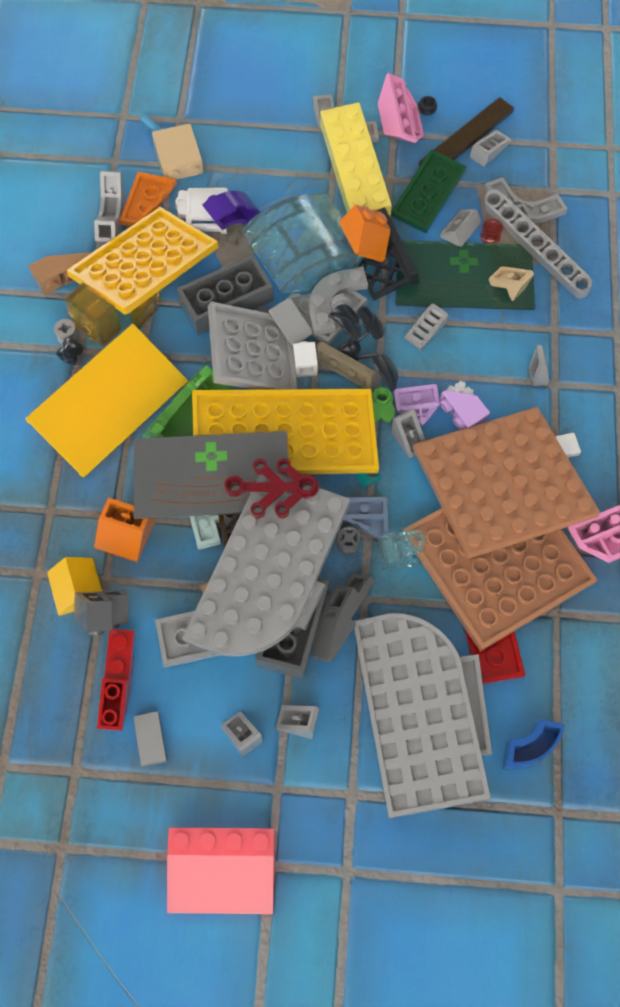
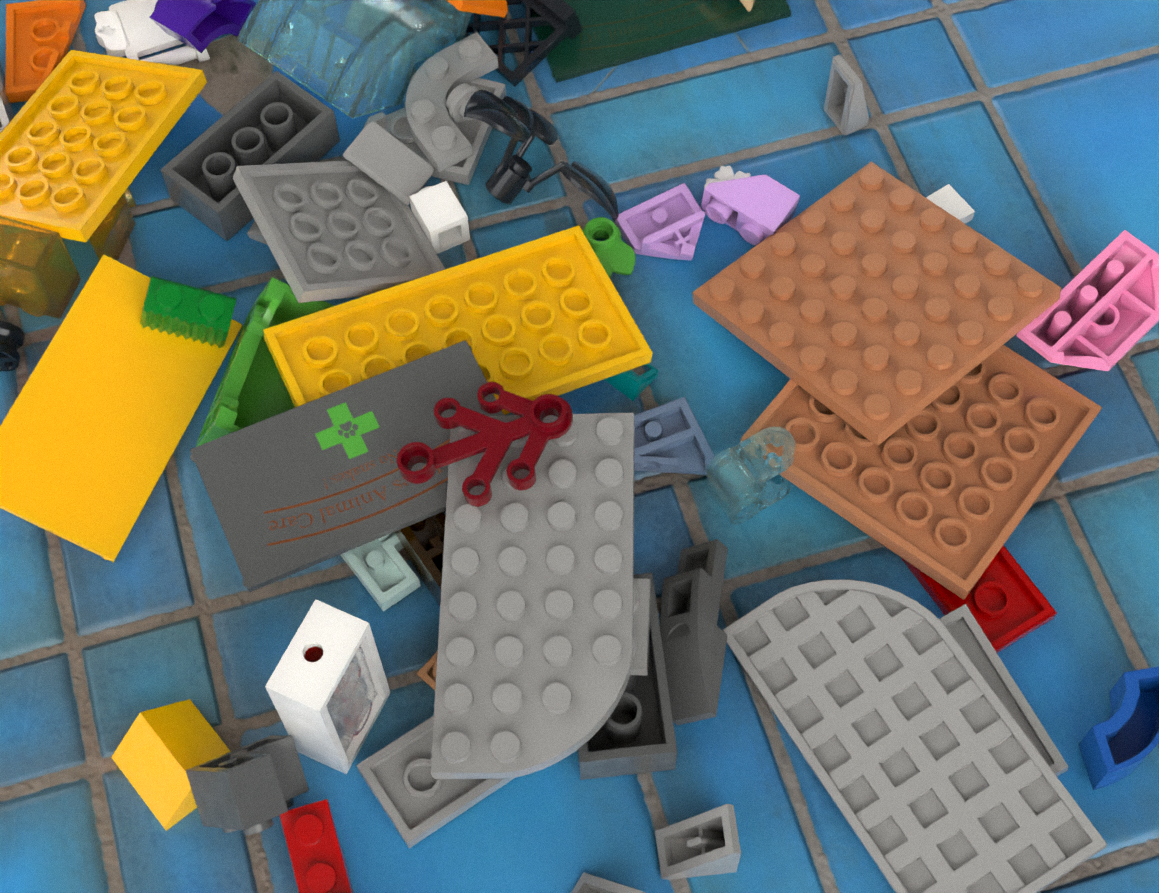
camera: 20 degrees left, 5 degrees down
(121, 533) = (227, 627): orange slope -> none
(152, 579) = (329, 686): none -> white brick
(162, 366) = (187, 311): none -> green brick
(345, 365) = (516, 203): dark tan tile -> none
(348, 535) = (647, 485): dark grey wheel -> none
(407, 431) = (671, 277): light grey slope -> none
(433, 315) = (630, 74): light grey slope -> none

